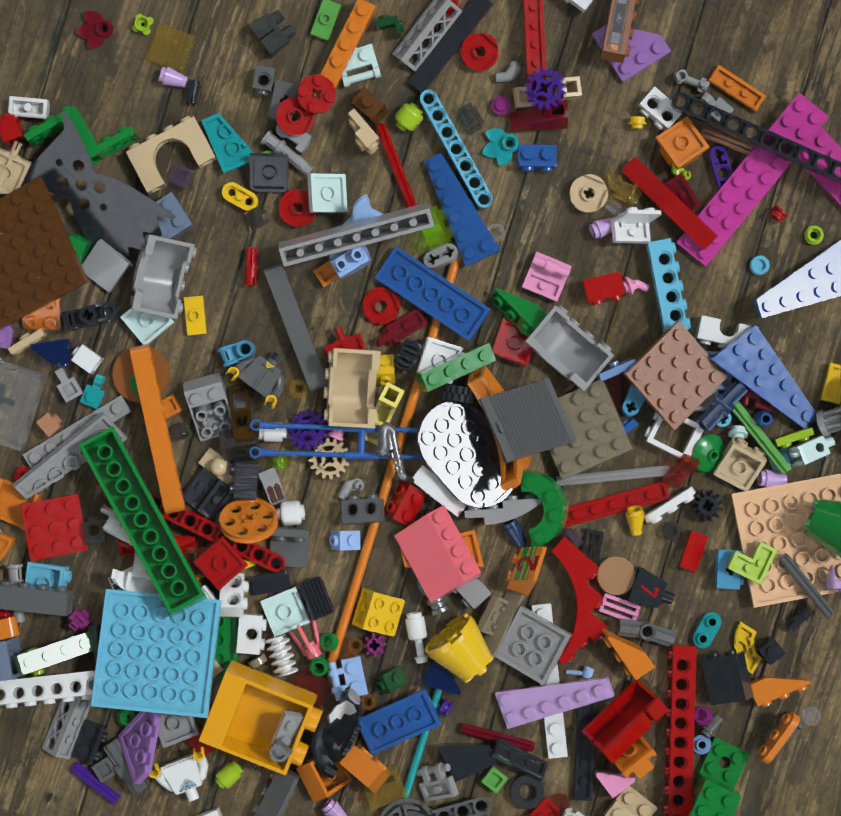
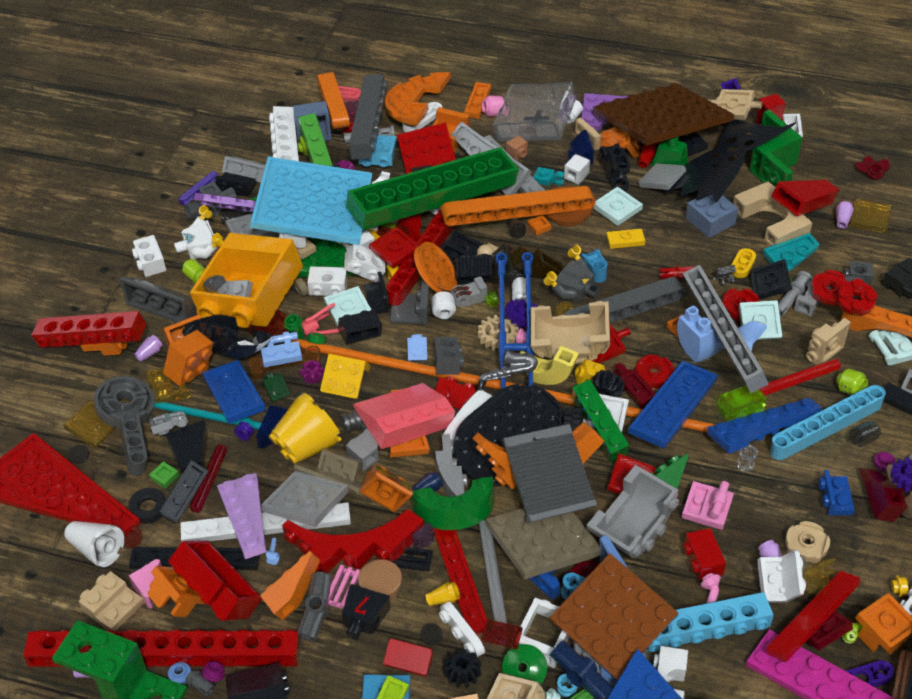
camera: 90 degrees right, 40 degrees down
(69, 387) = (551, 160): light grey plate -> none
(142, 19) = (887, 195): lime plate -> none
(156, 118) = (805, 195): none -> red slope
(160, 276) = (659, 204): light grey cylinder -> none
(181, 176) = (753, 223): clear purple plate -> none
(193, 90) = (834, 229): black pin -> none
(208, 405) = (548, 239): light grey slope -> none
(281, 655) = (306, 301): white piece -> none
(350, 485) = (471, 351): light grey arm -> none
(369, 106) = (861, 342): reddish brown torso -> none
(417, 631) = (330, 403): white piece -> none
(443, 260) = (713, 412): light grey beam -> none
(497, 146) = (839, 462): teal plate -> none
(705, 629) = (312, 677): teal plate -> none

